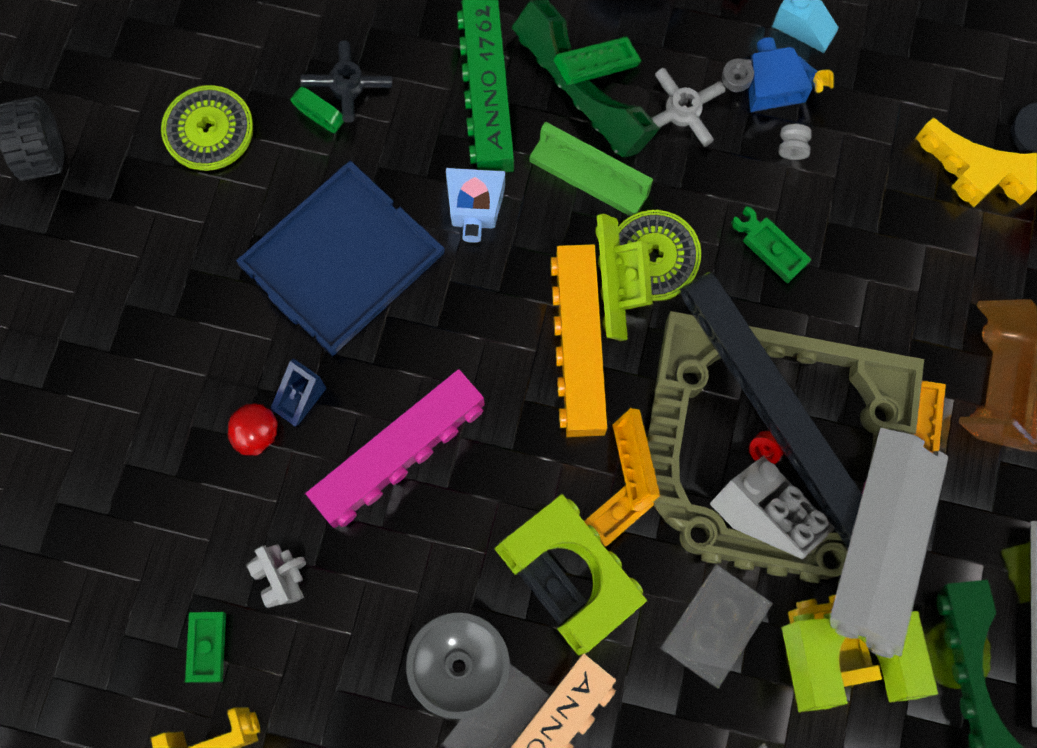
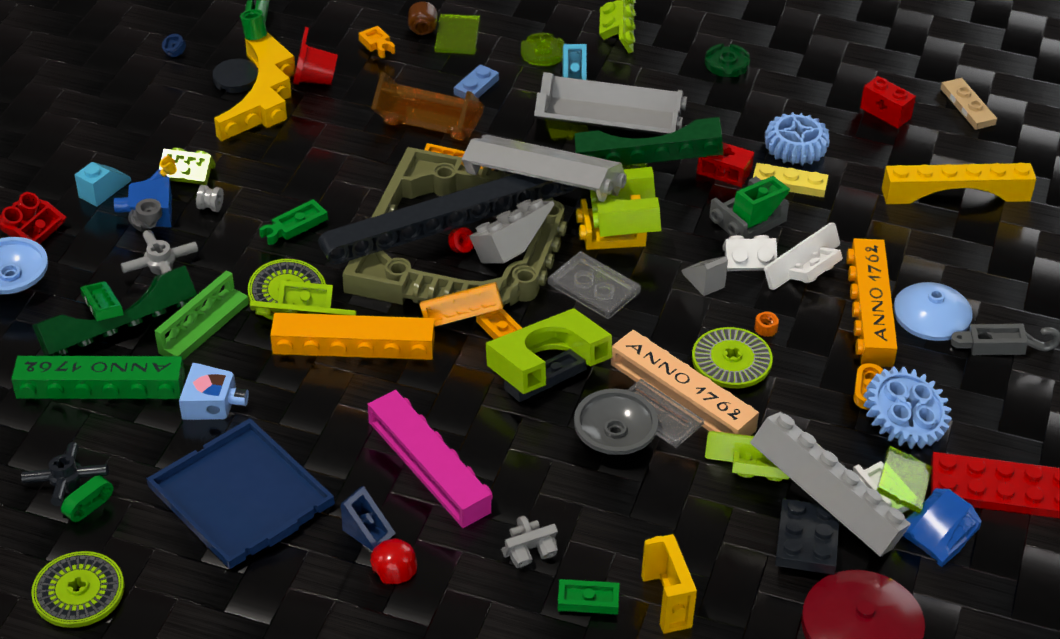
camera: 85 degrees left, 30 degrees down
(849, 105) = (191, 166): none -> bracket

